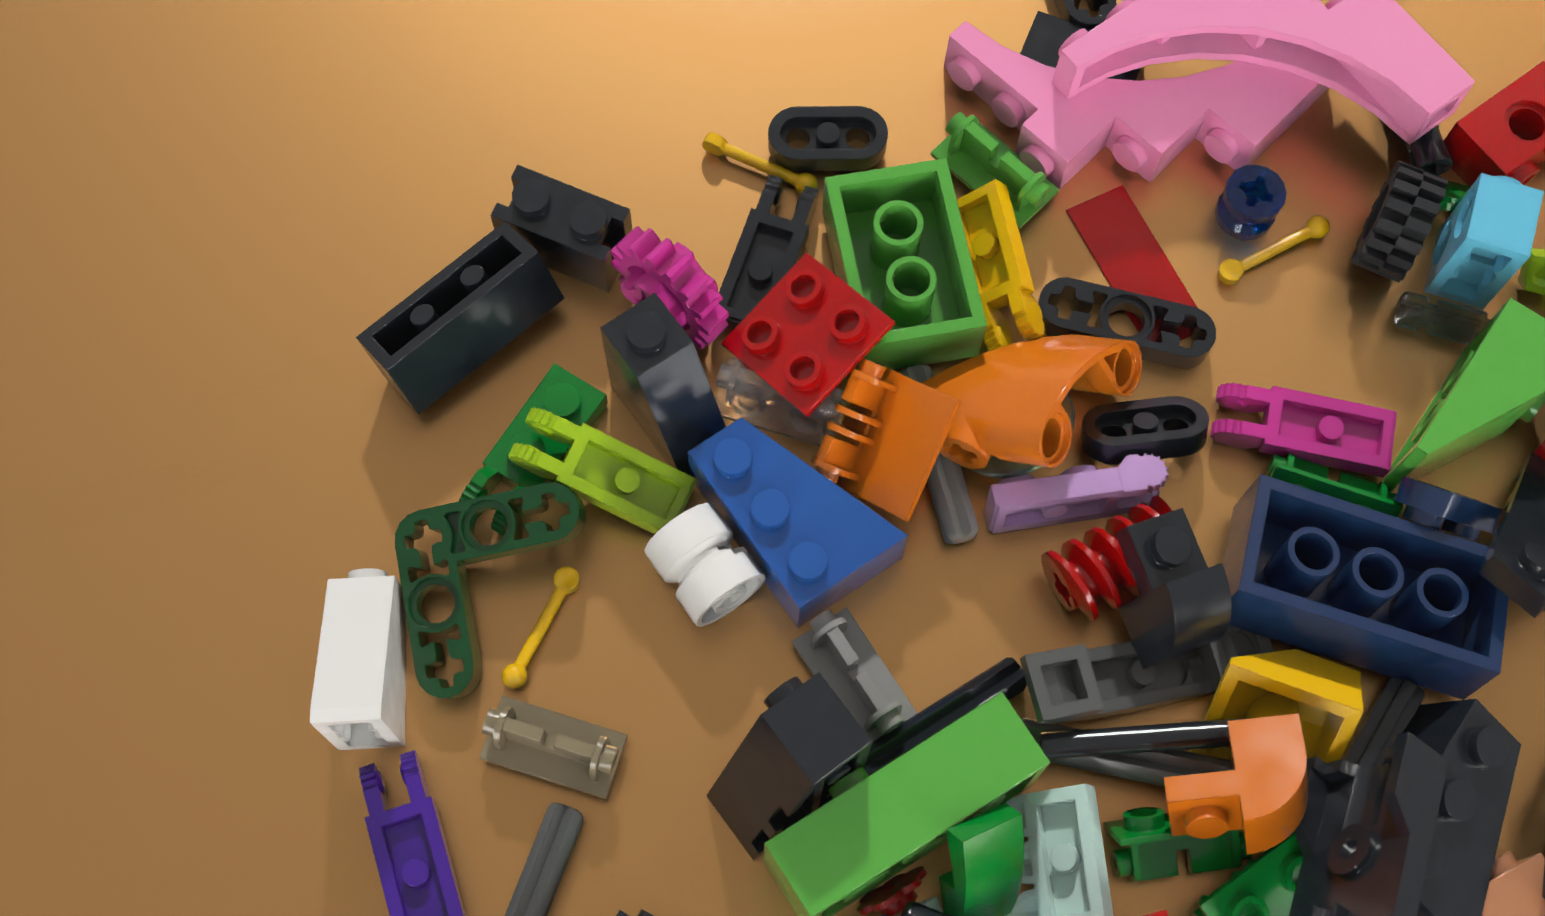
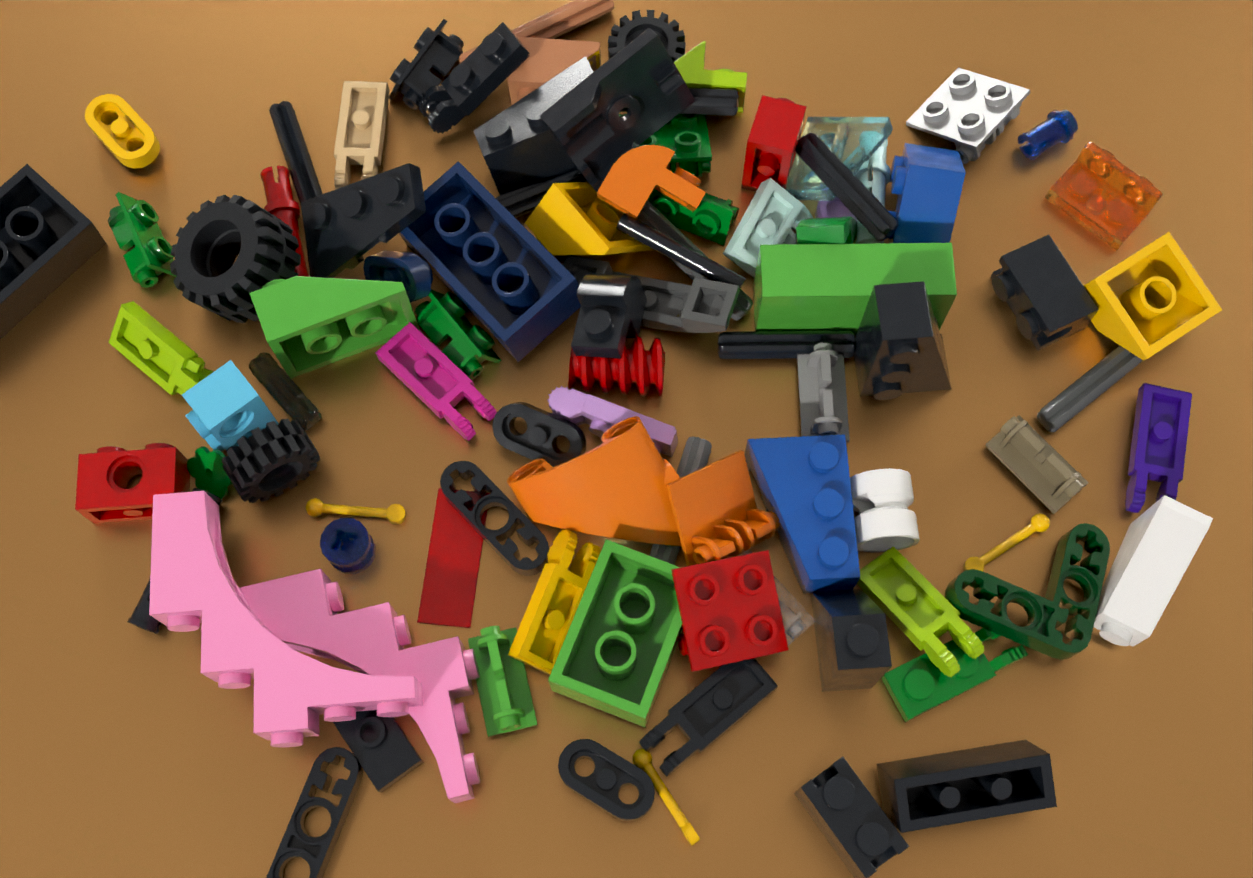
camera: 145 degrees left, 0 degrees up
(677, 280) = (804, 709): dark pink gear -> none

